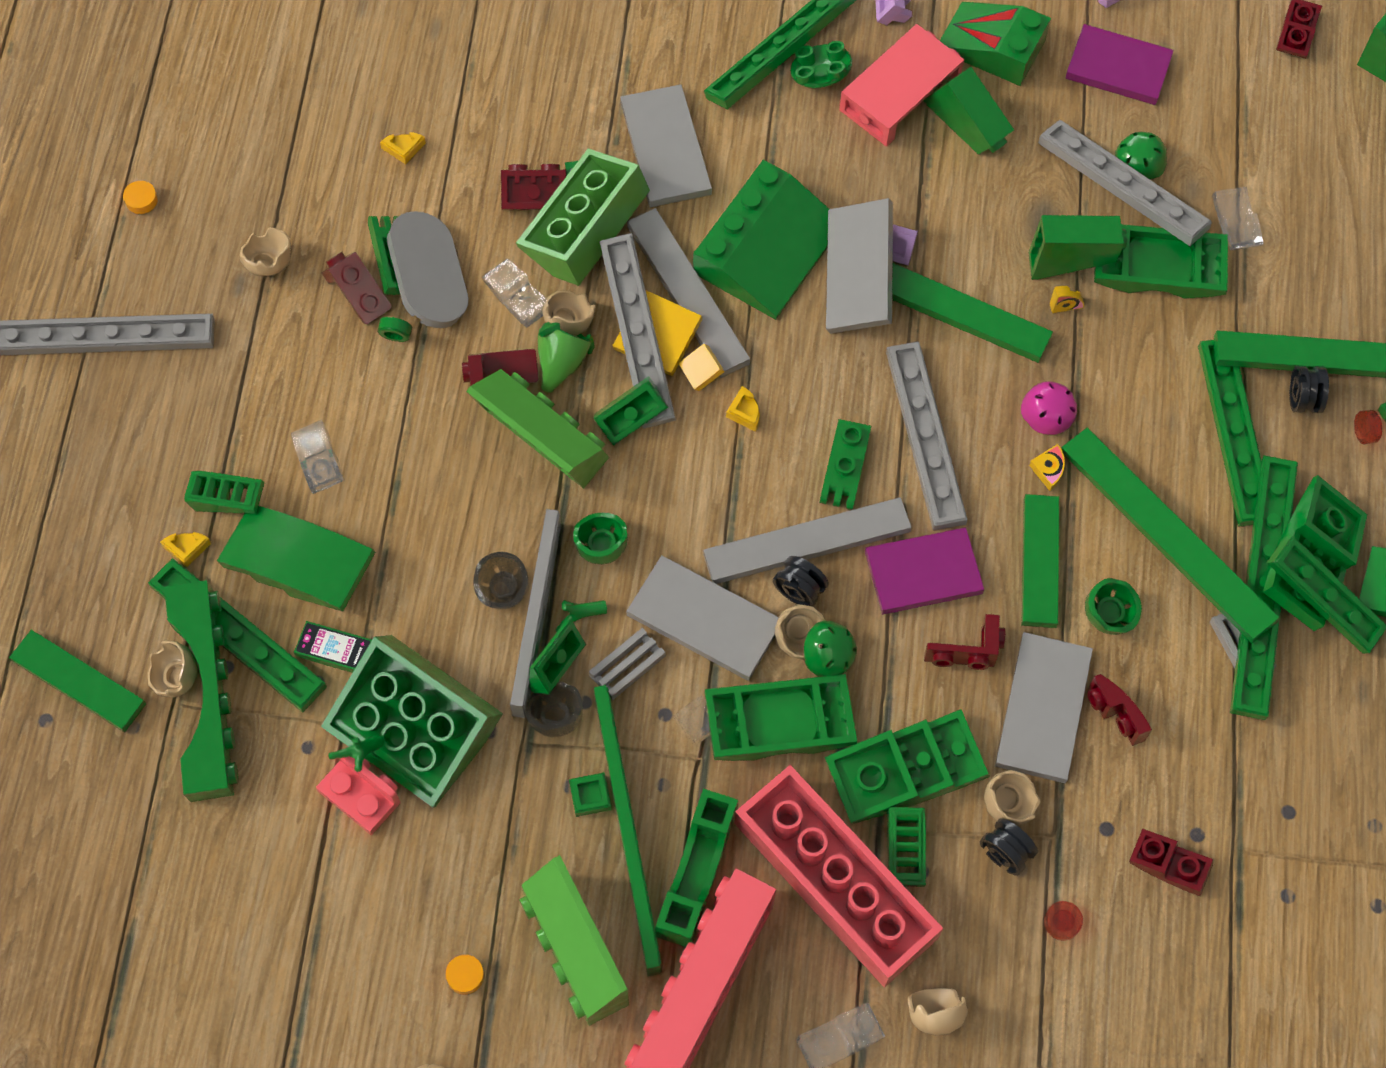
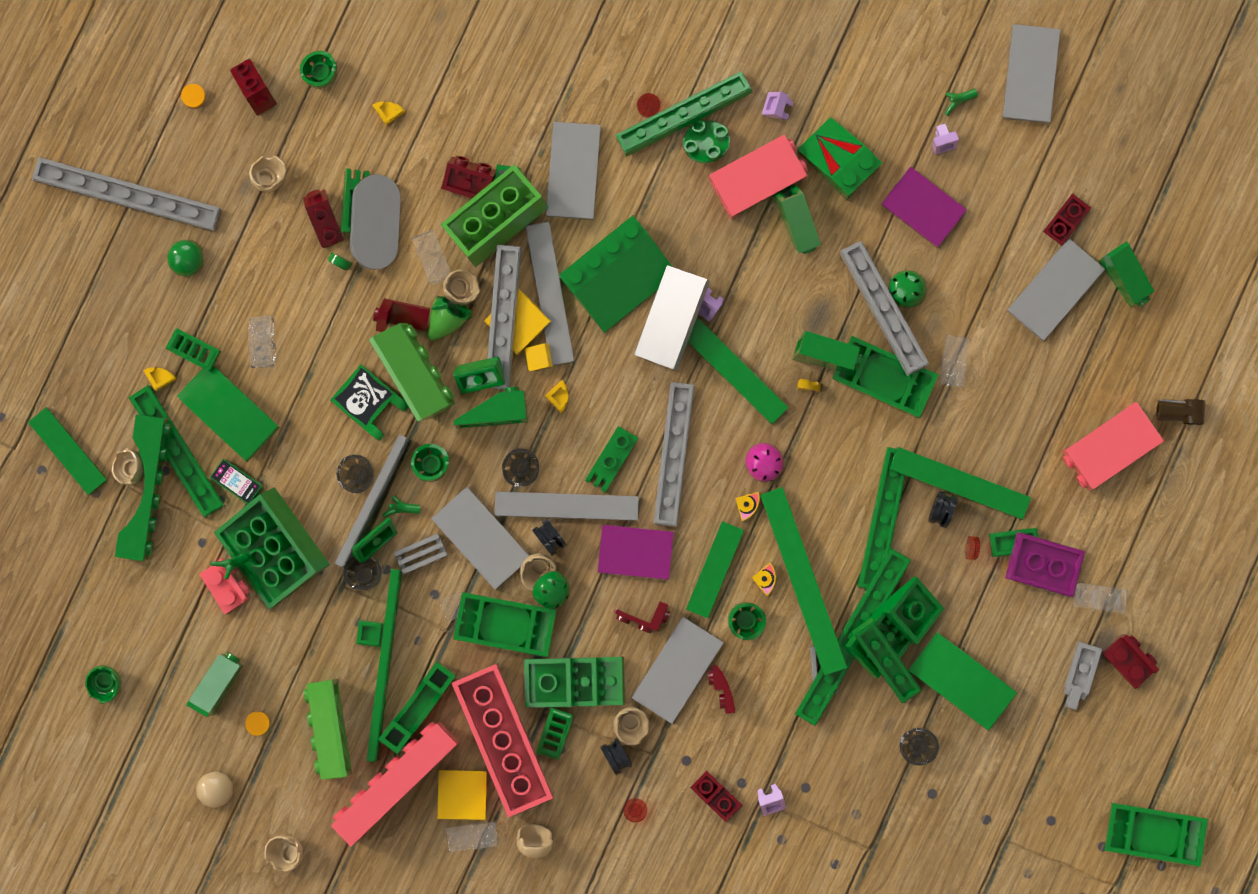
camera: 20 degrees right, 20 degrees up
(181, 386) = (185, 257): none -> green hair
(213, 986) = (103, 683): none -> green hair
(221, 161) = (253, 87): none -> dark red bracket
(300, 126) = (321, 72): none -> green helmet
(385, 933) = (215, 685): none -> slope
(483, 489) = (365, 398): none -> flag
(672, 440) = (501, 409): none -> green slope
(726, 511) = (520, 467): none -> clear smoke helmet
(732, 49) = (648, 105): none -> clear red tile
(804, 980) = (462, 794): none -> yellow tile
(1114, 551) = (765, 579): none -> tile
(1253, 842) = (772, 802): none -> lavender tile
(1322, 107) = (1055, 289): none -> light grey tile

